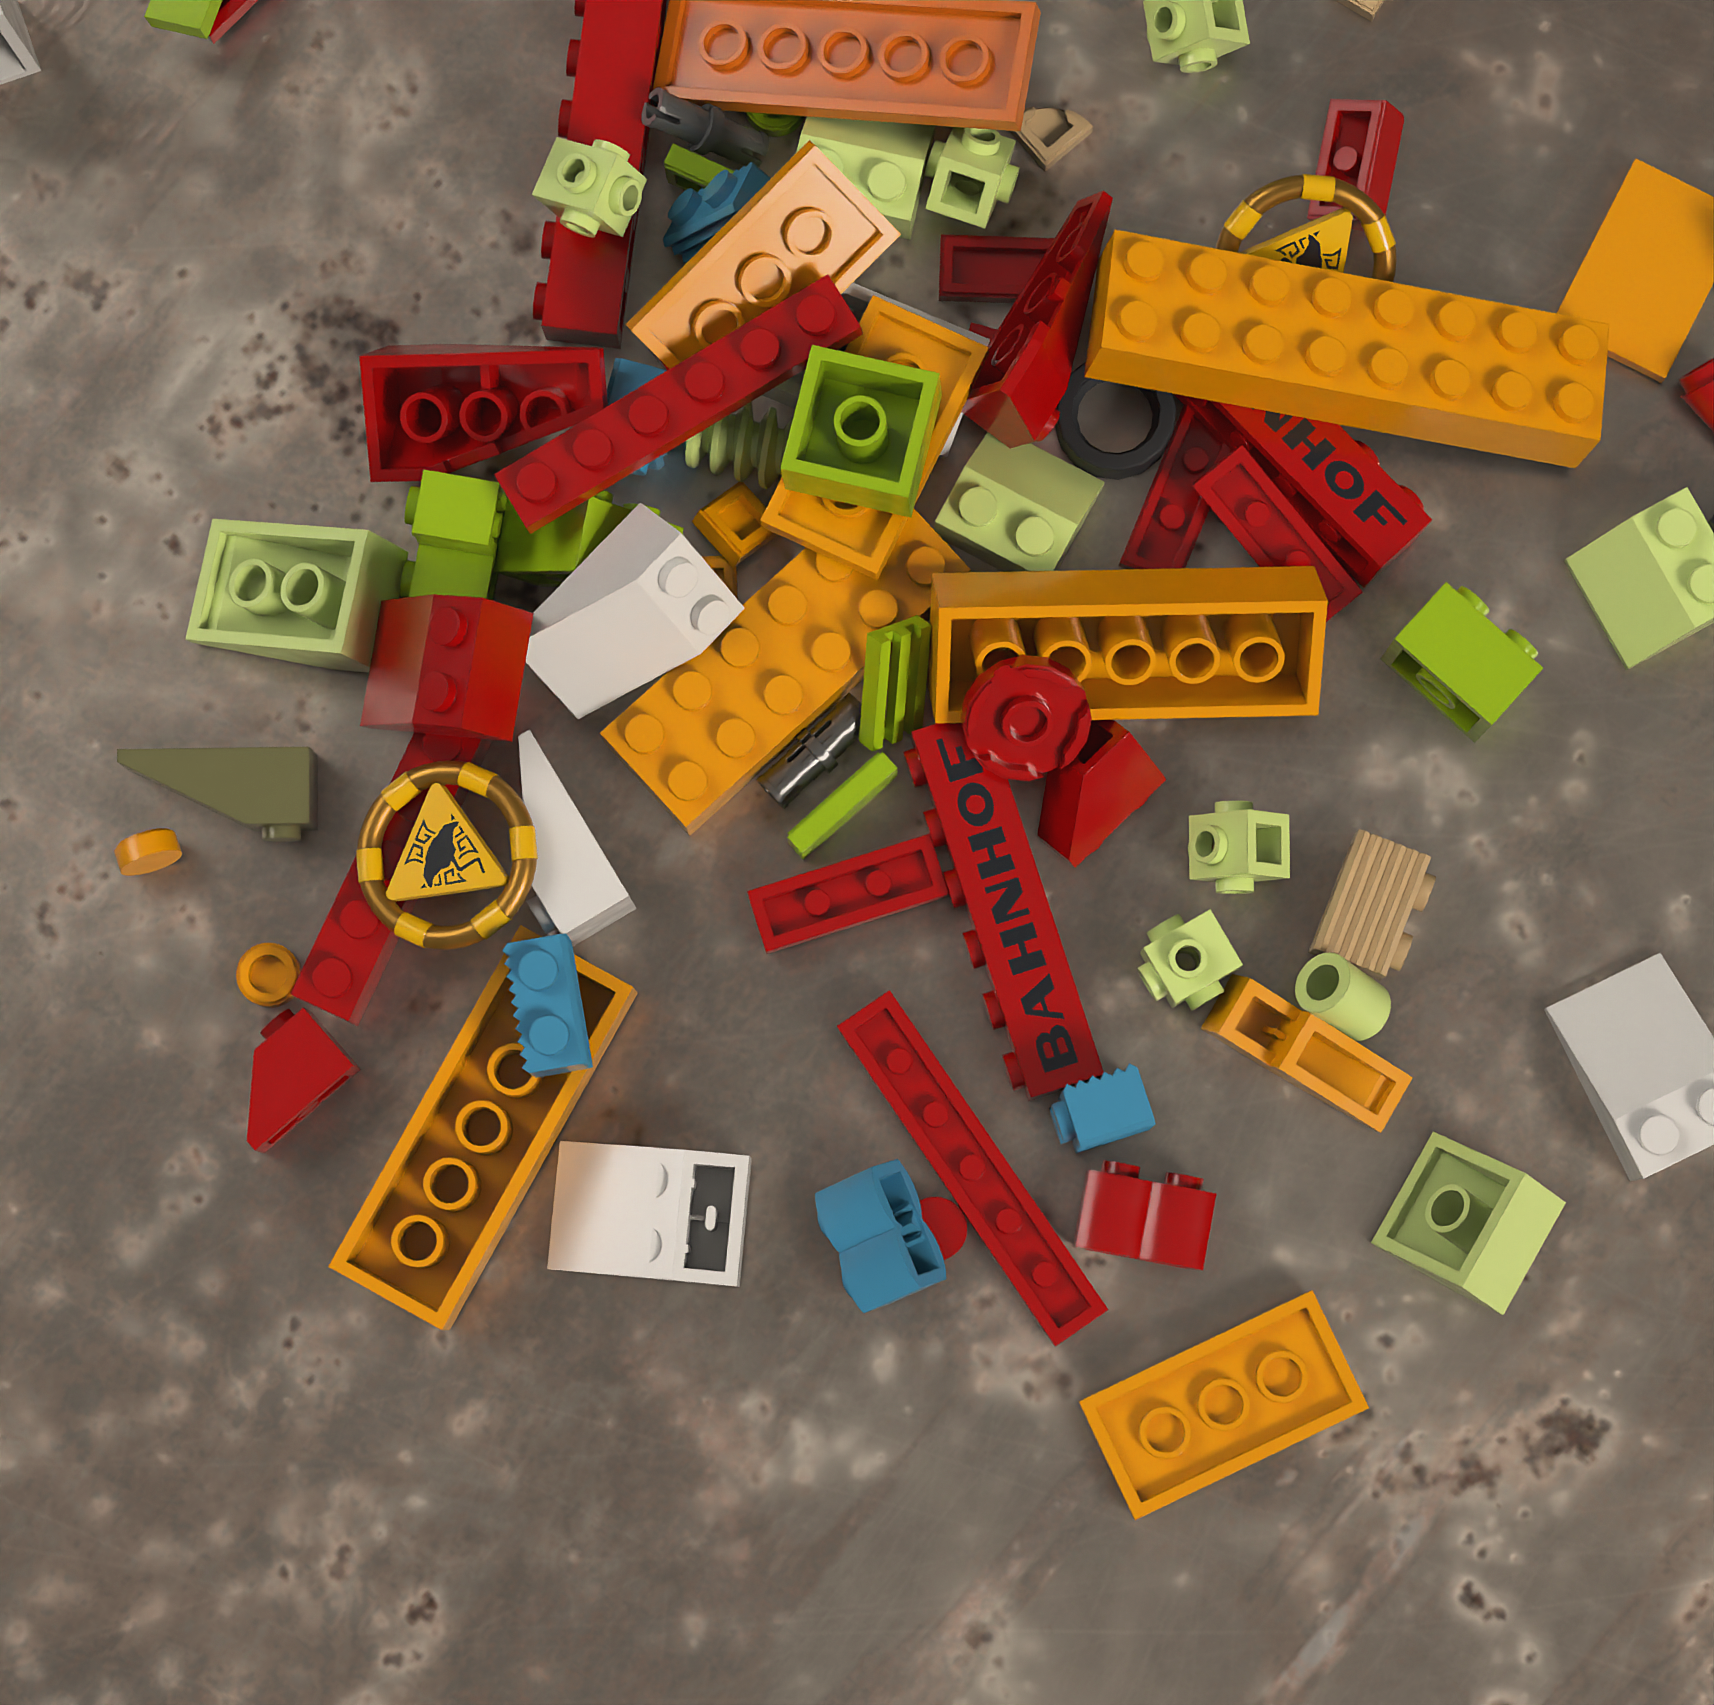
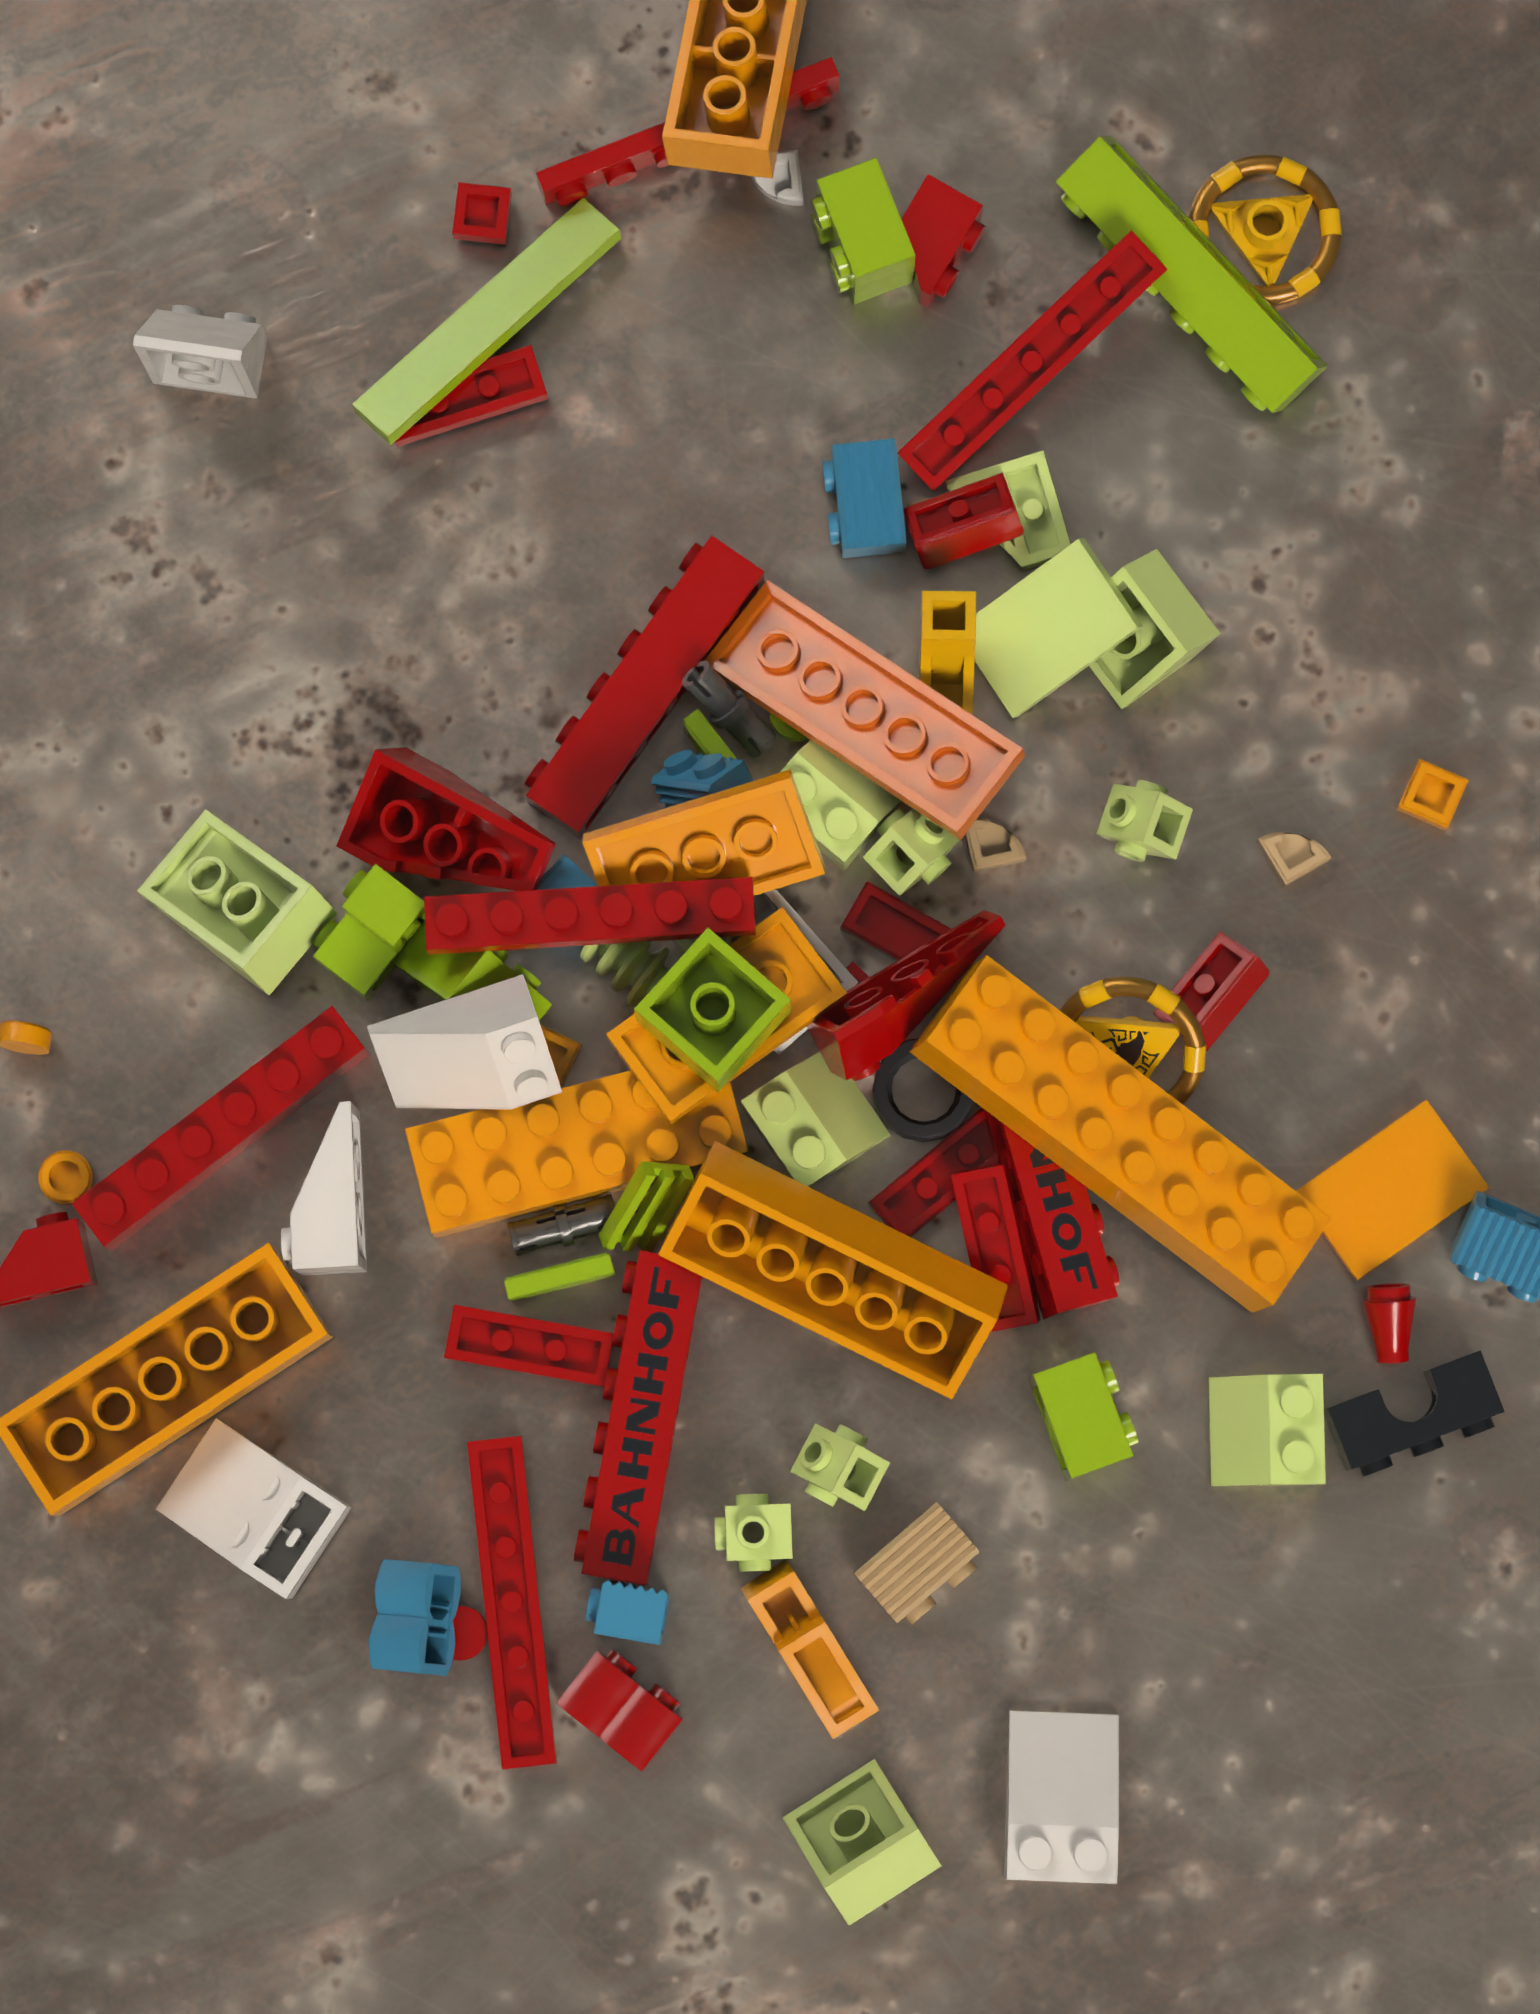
camera: 25 degrees right, 0 degrees up
(252, 786) = (124, 1028): olive slope -> none
(445, 854) = (239, 1162): piece -> none
(447, 667) = (313, 1023): red slope -> none
(548, 1005) = (254, 1316): dark azure brick -> none
(590, 186) = (614, 713): yellowish green brick -> none
(734, 524) = (591, 1018): light orange tile -> none
(1025, 717) = (727, 1287): red tile -> none
(1096, 791) = (754, 1364): red slope -> none
(1223, 1404) = (604, 1880): light orange plate -> none
(1343, 996) = (857, 1621): yellowish green brick -> none

